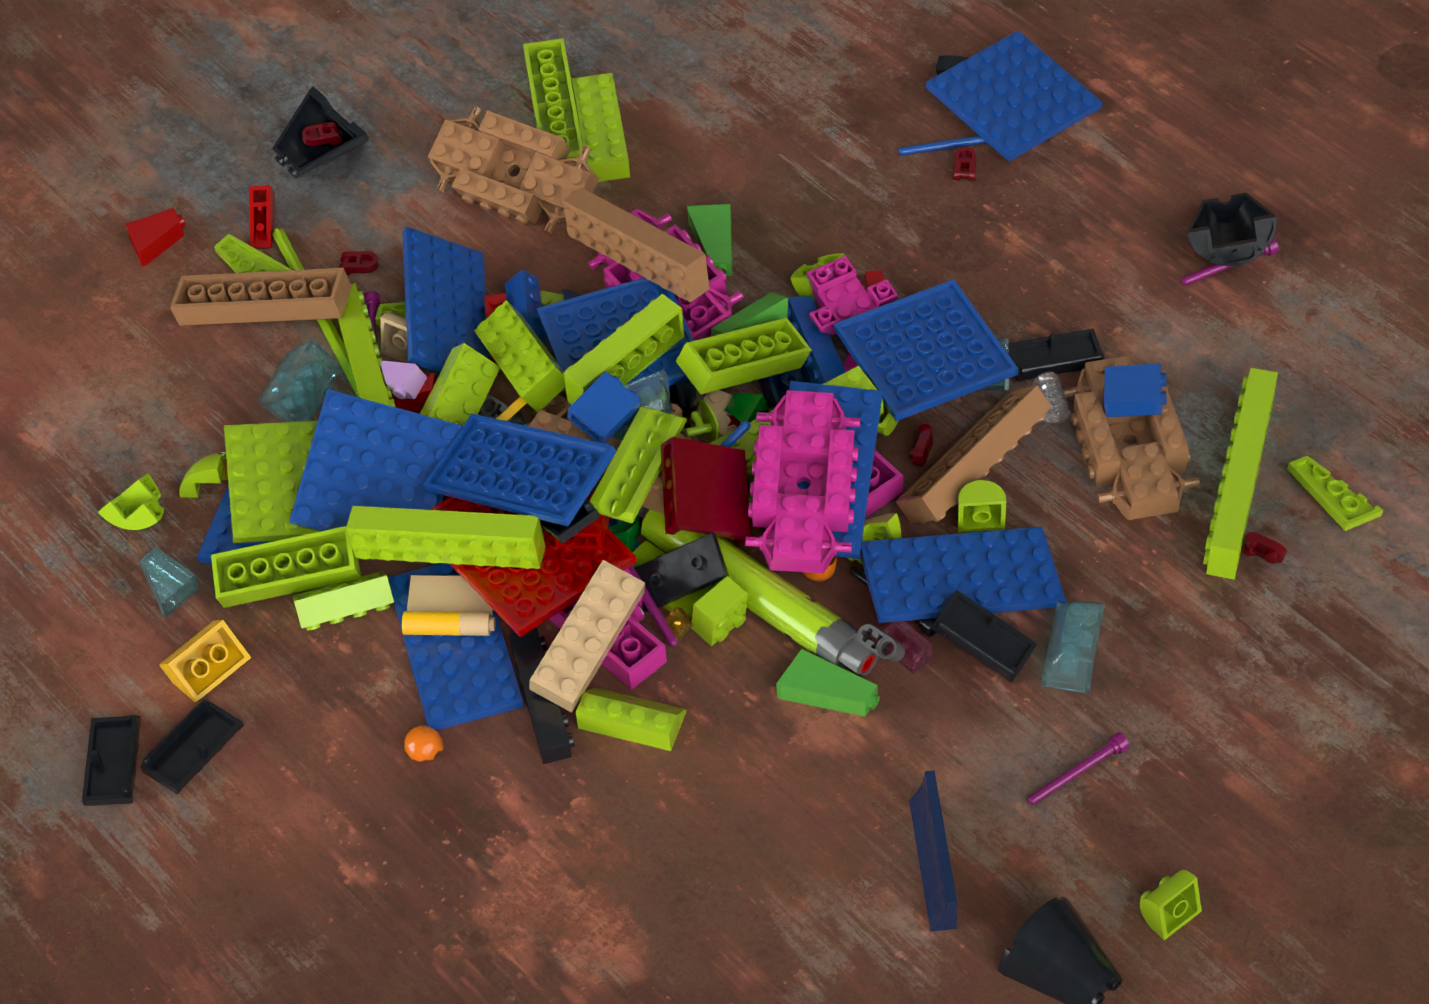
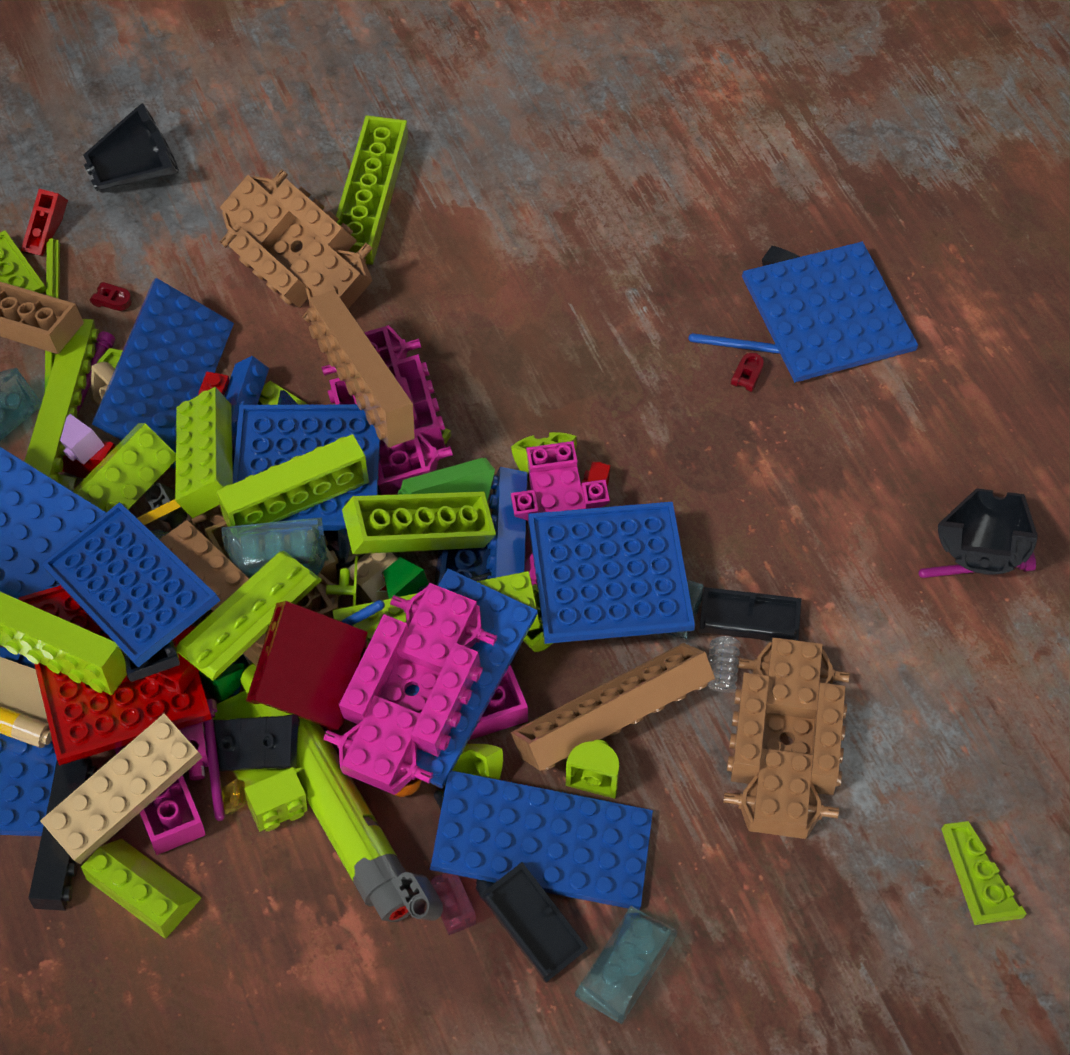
camera: 15 degrees right, 5 degrees up
(315, 134) = (129, 153): dark red plate -> none
(601, 126) = (404, 224): lime brick -> none
(604, 408) = (240, 543): blue brick -> none
(713, 233) = (464, 372): bright green slope -> none
(826, 685) = (349, 920): bright green slope -> none
(924, 445) = (572, 673): dark red plate -> none
(1134, 390) = (805, 691): blue brick -> none
(1241, 474) = (884, 821): lime brick -> none
(1264, 547) = (882, 922): dark red plate -> none

